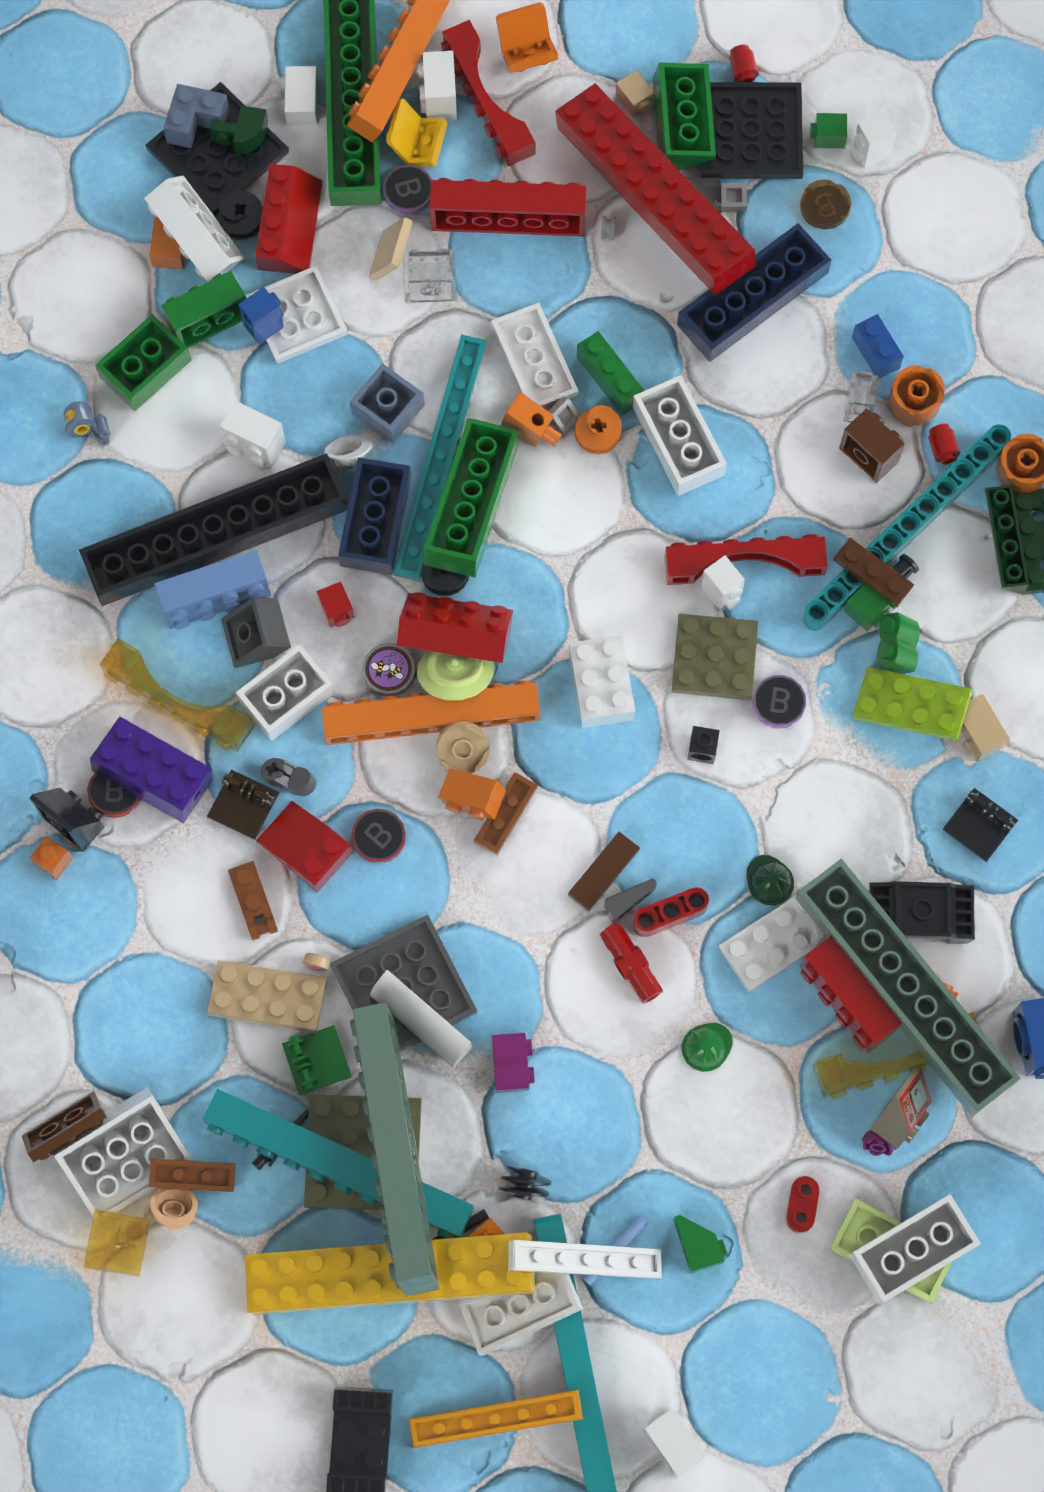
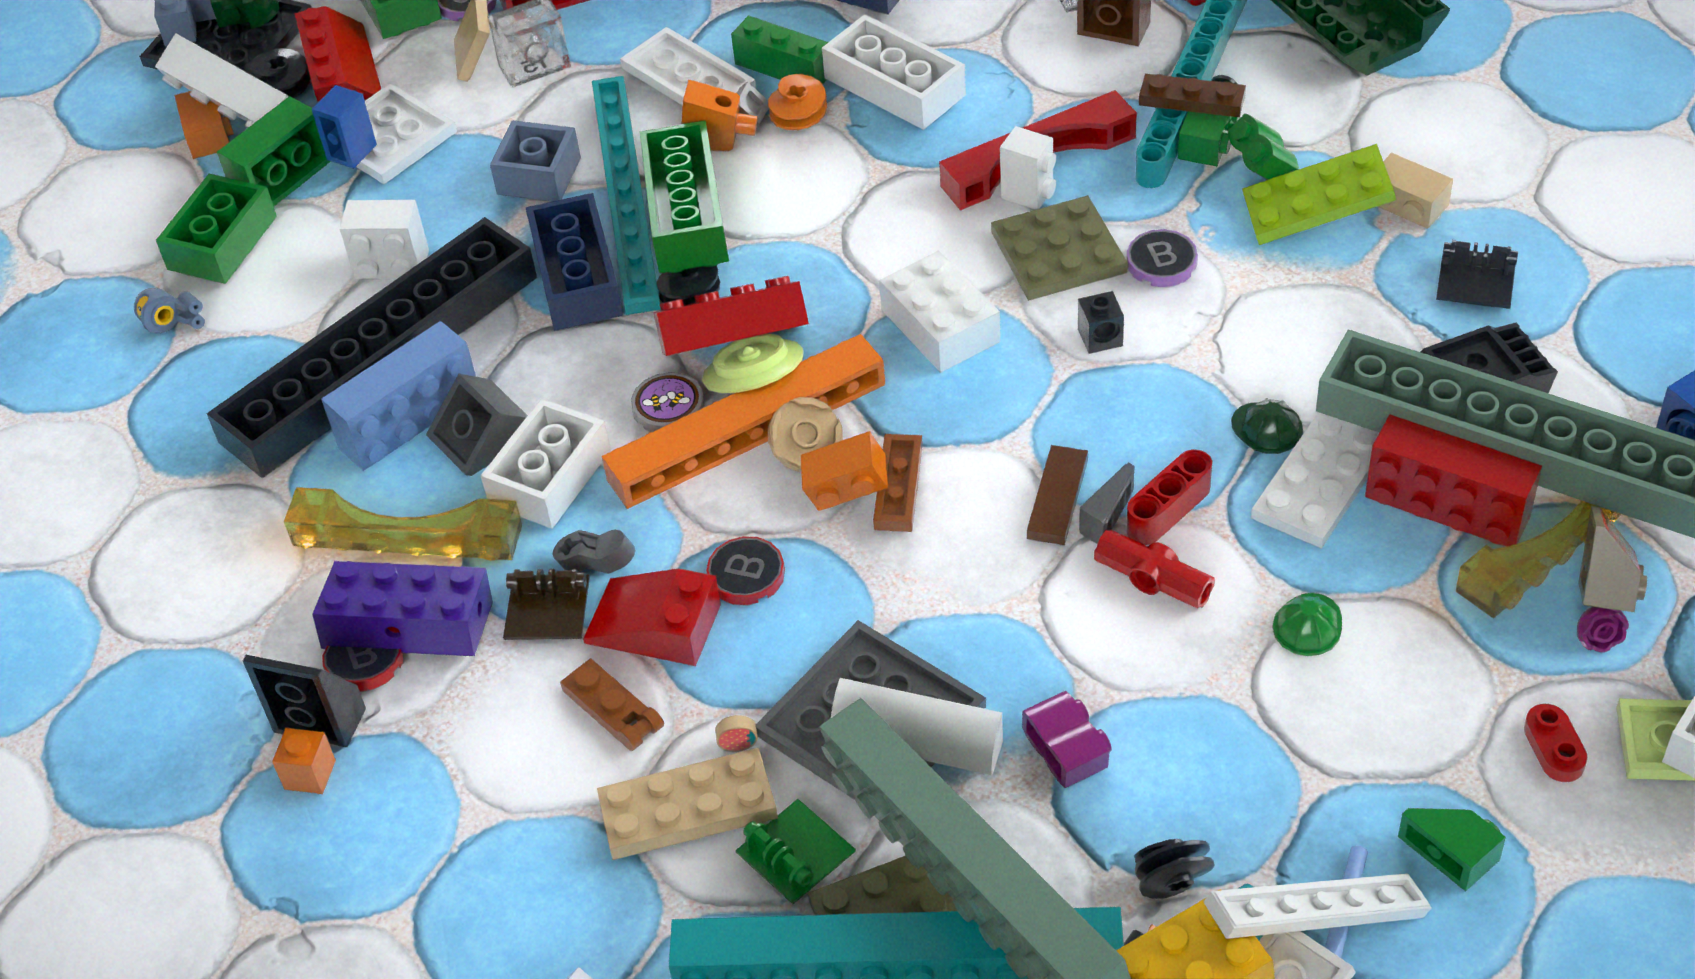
camera: 20 degrees left, 25 degrees down
(335, 605) = (567, 362): red brick -> none
(346, 450) = (515, 218): white piece -> none

